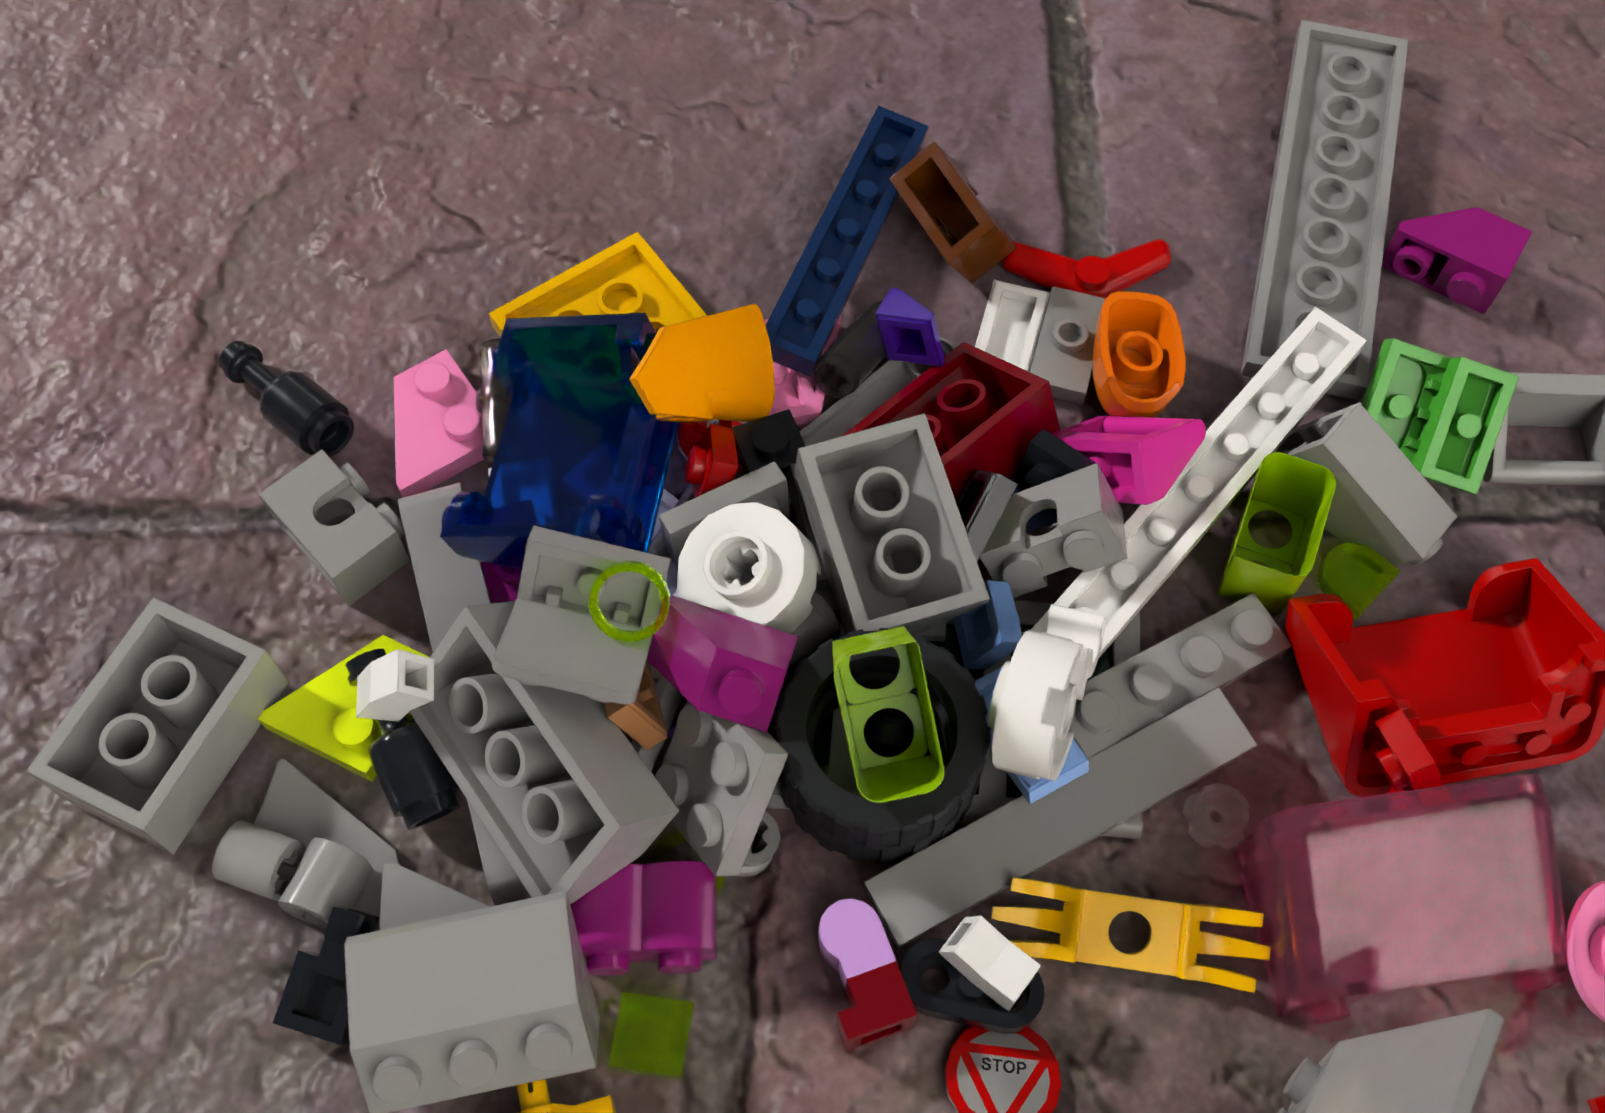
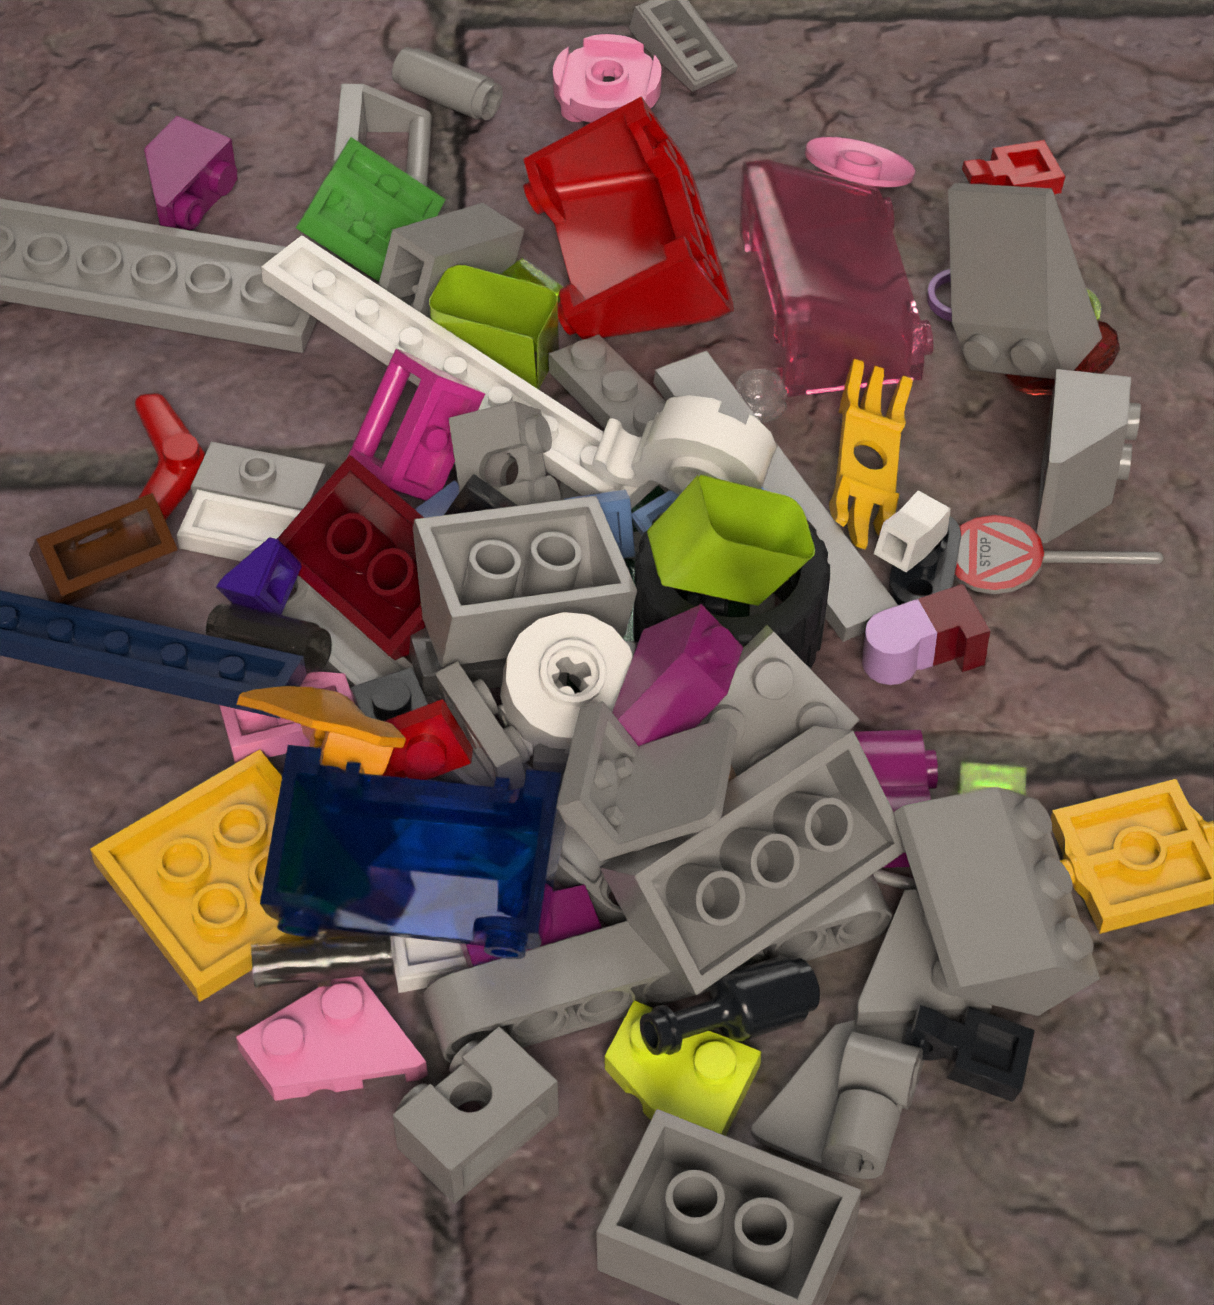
camera: 90 degrees left, 10 degrees down
(291, 401) = (310, 1177): black piece -> none
(394, 686) = (700, 974): white piece -> none
(625, 635) = (611, 747): clear neon green piece -> none
(1048, 459) = (431, 475): black plate -> none
(1137, 355) = (293, 414): orange piece -> none
(1405, 758) = (731, 246): red plate -> none

